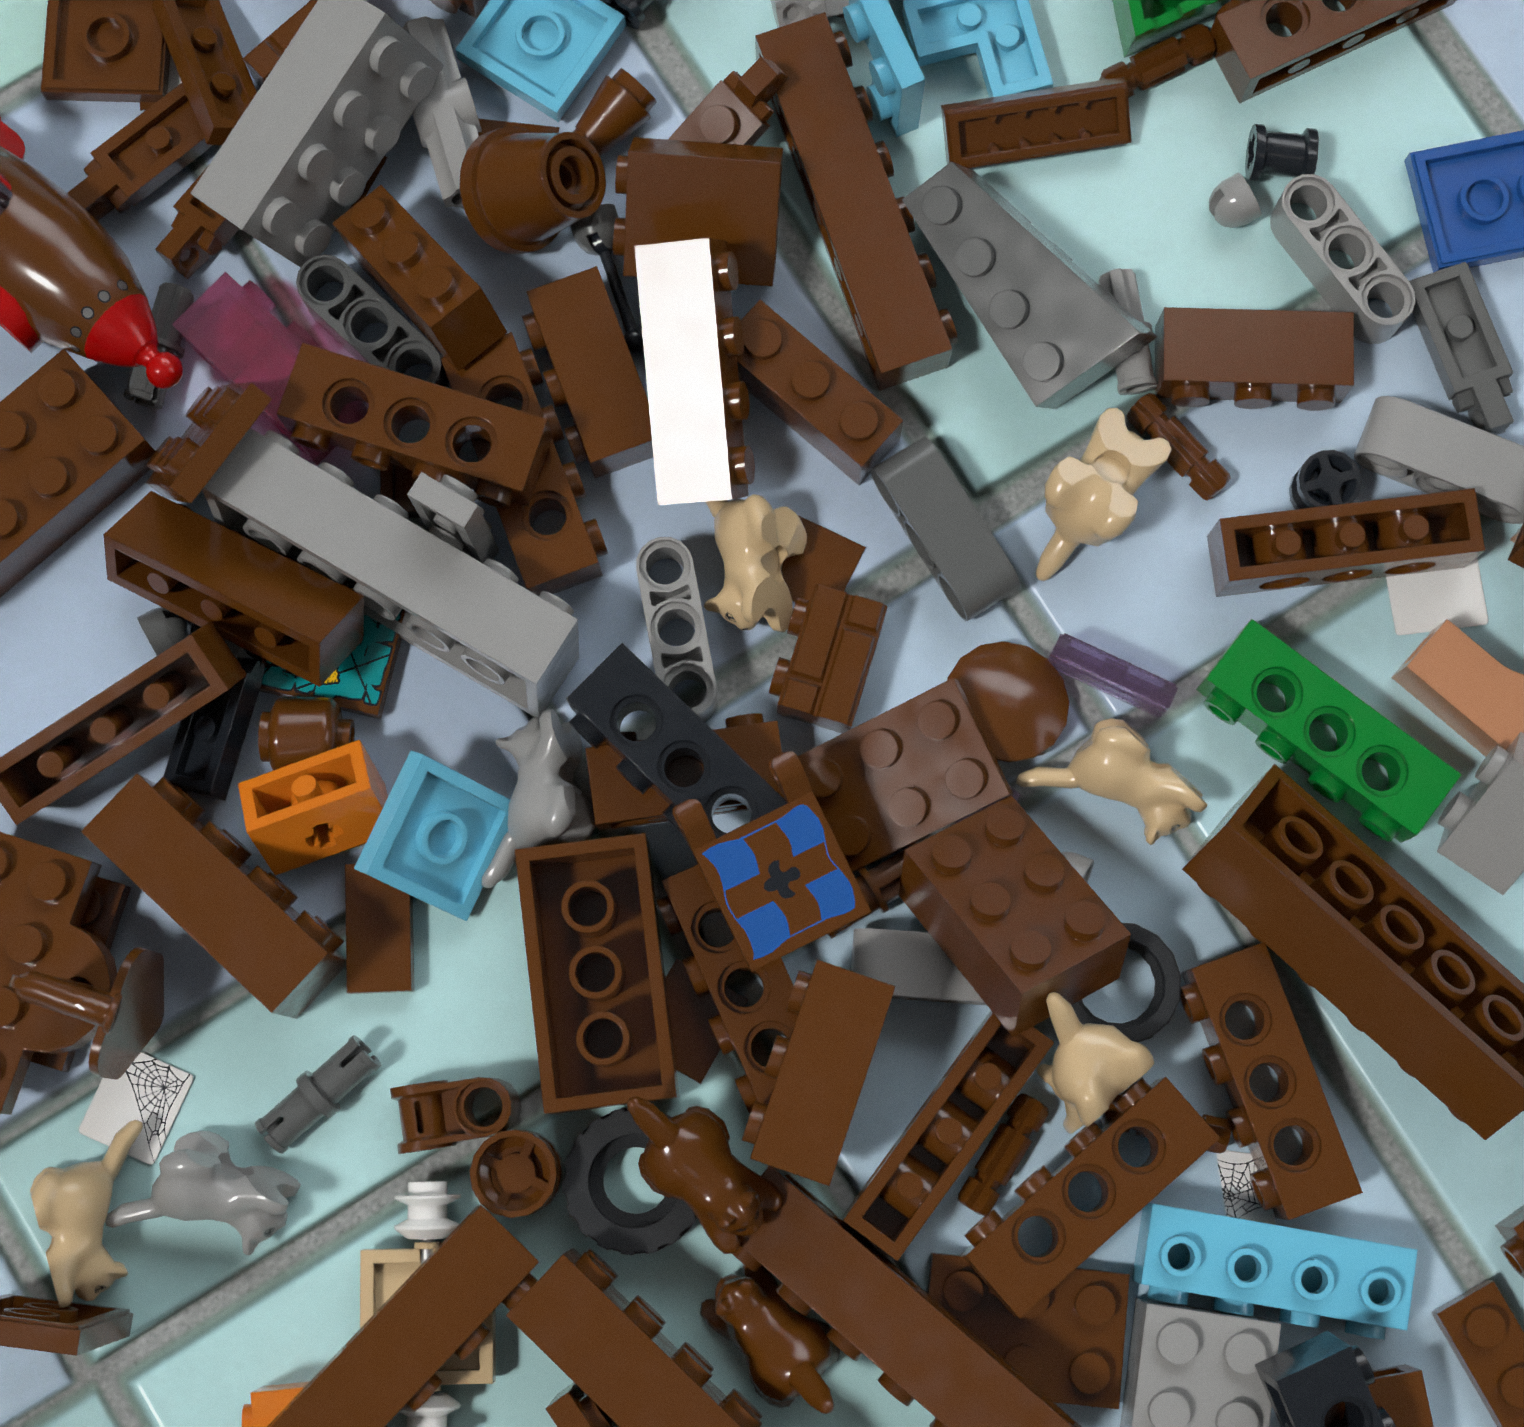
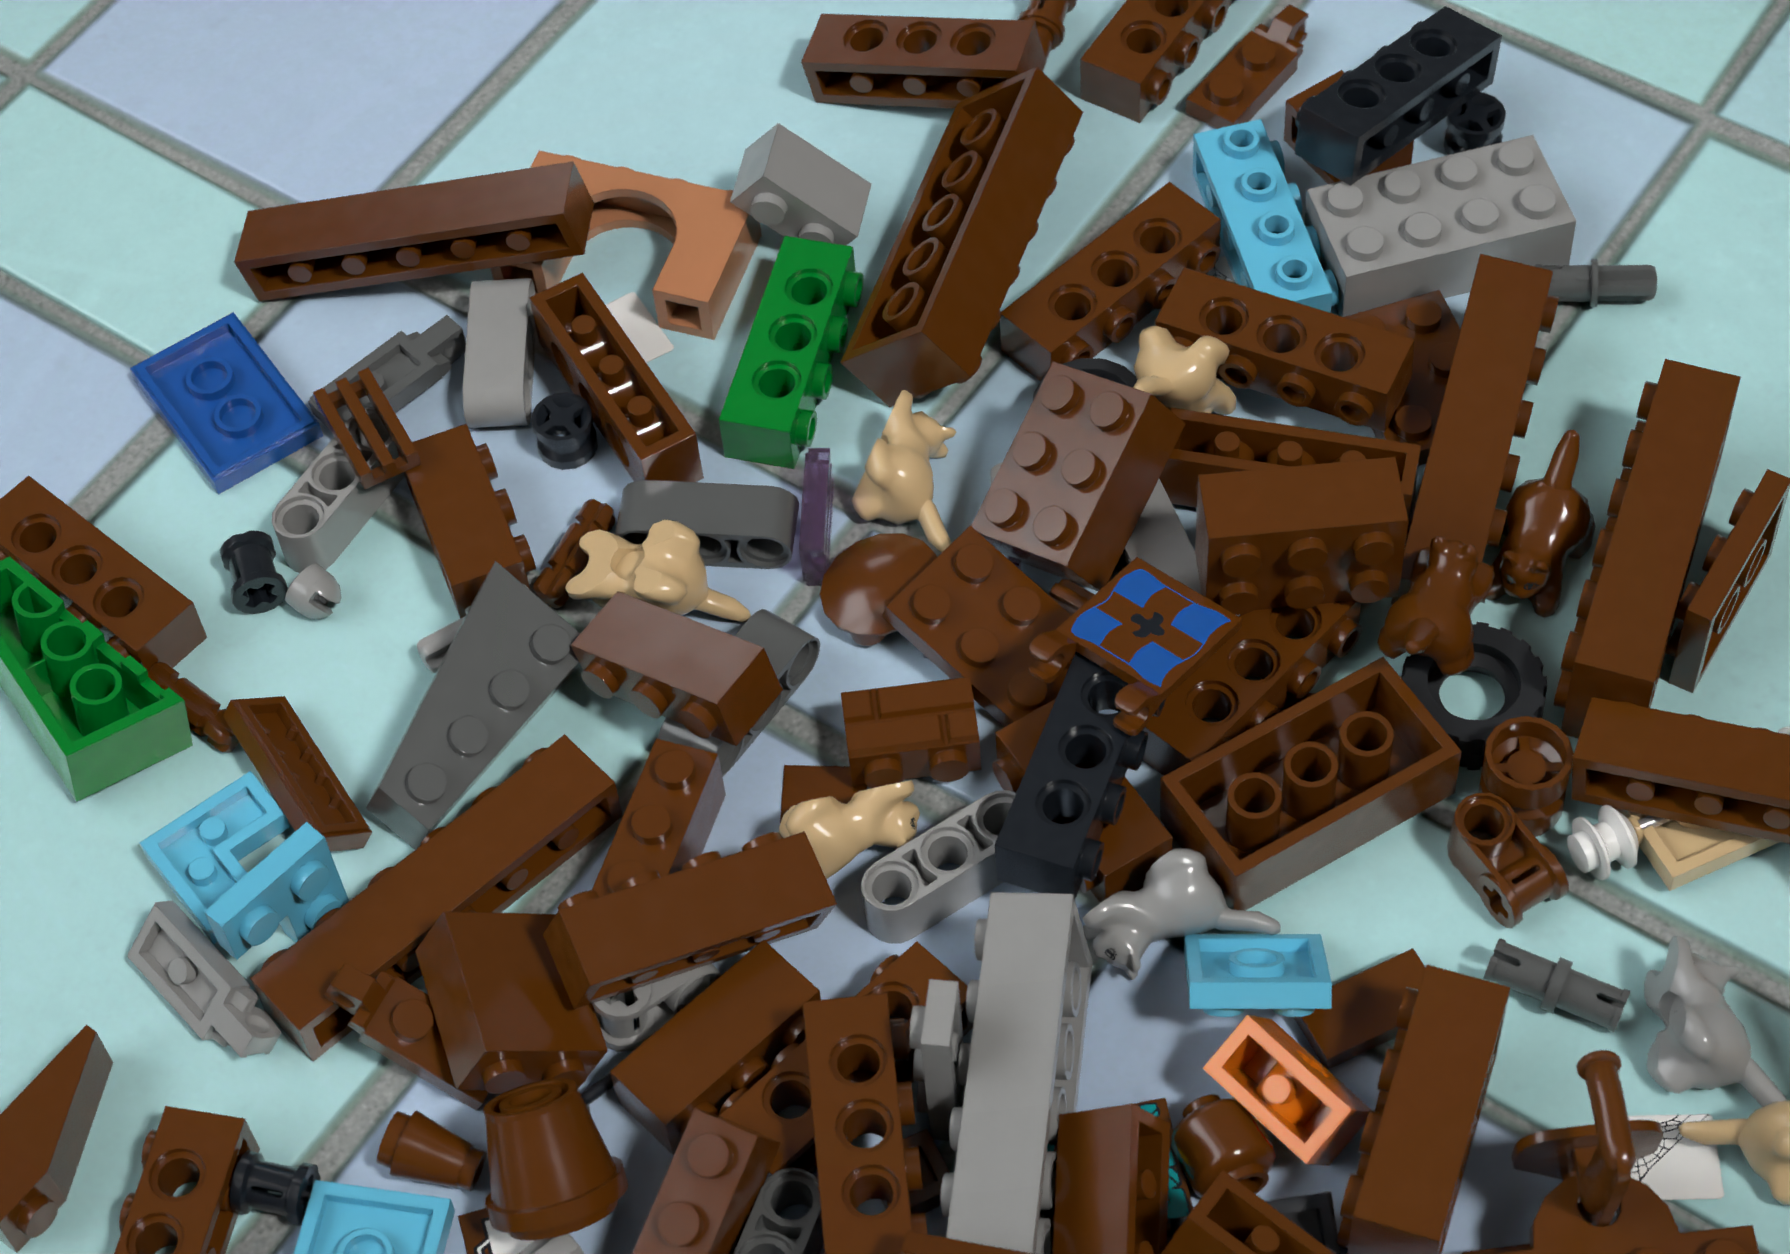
camera: 110 degrees left, 25 degrees down
(963, 459) = (676, 668): none -> reddish brown brick
(1150, 573) = (733, 521): none -> dark grey beam
(1433, 280) = (349, 395): none -> reddish brown tile

